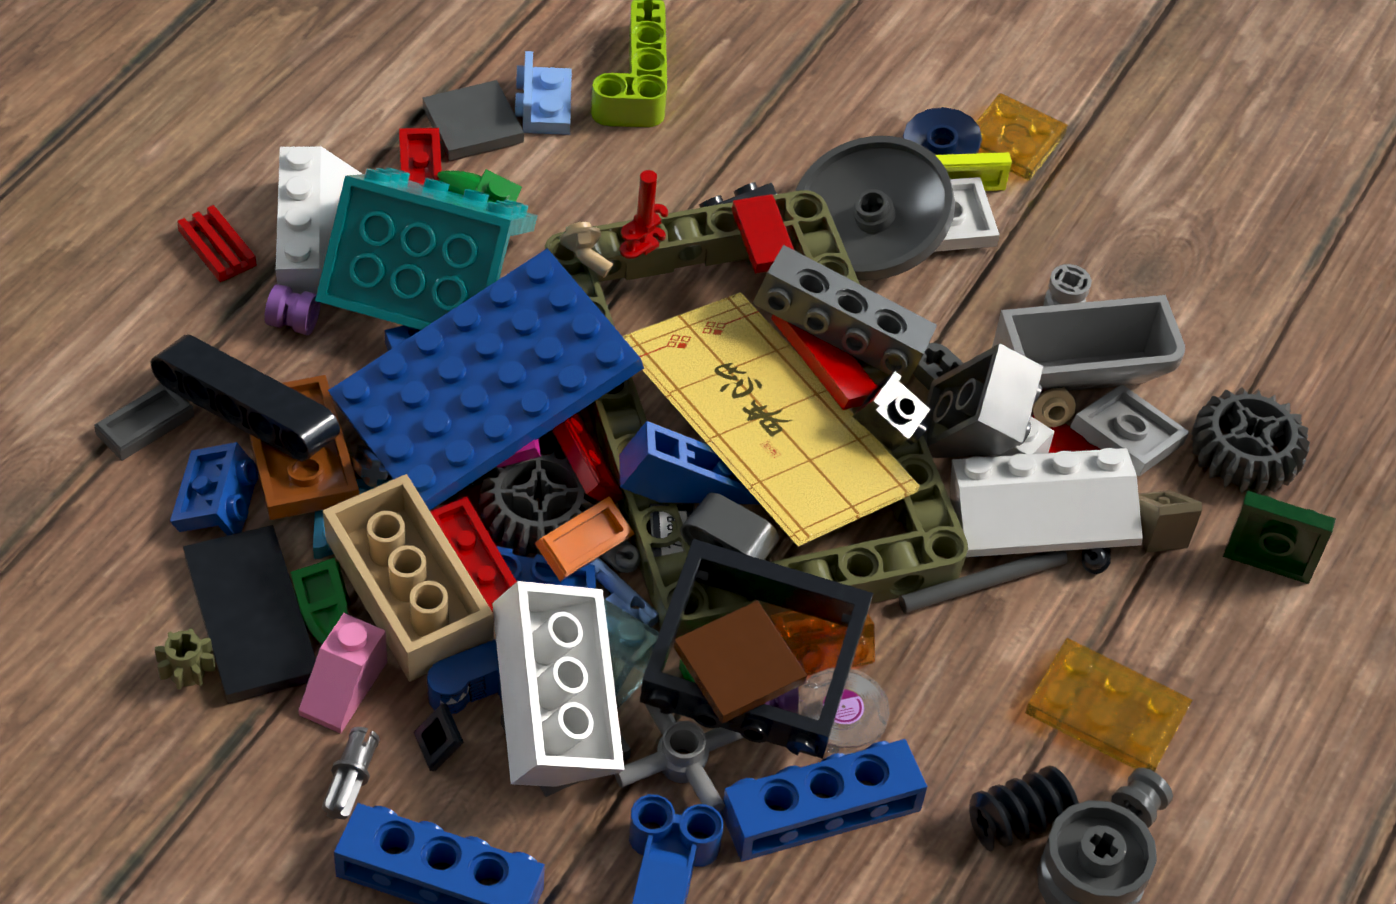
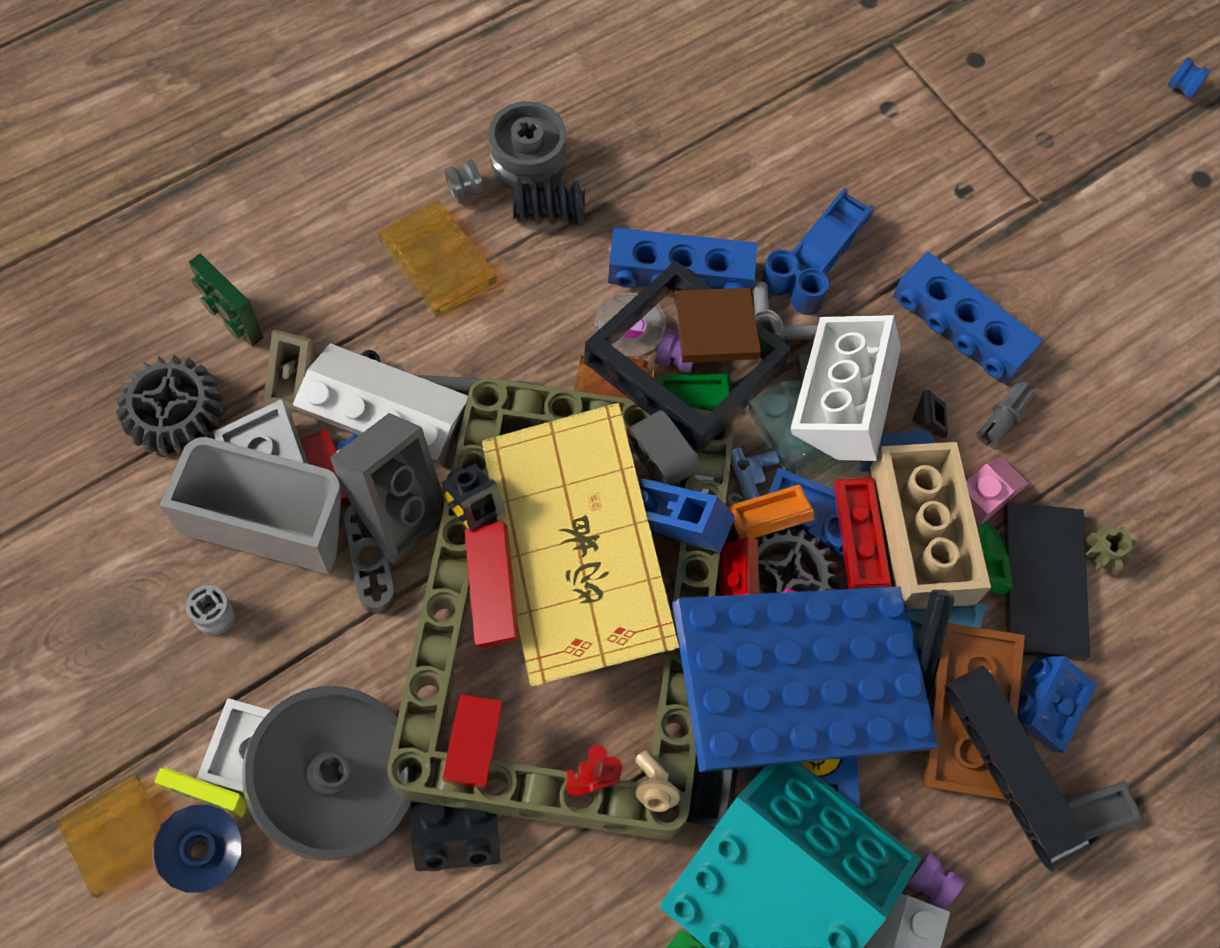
camera: 155 degrees left, 15 degrees up
(844, 314) = (497, 647): dark grey brick -> none

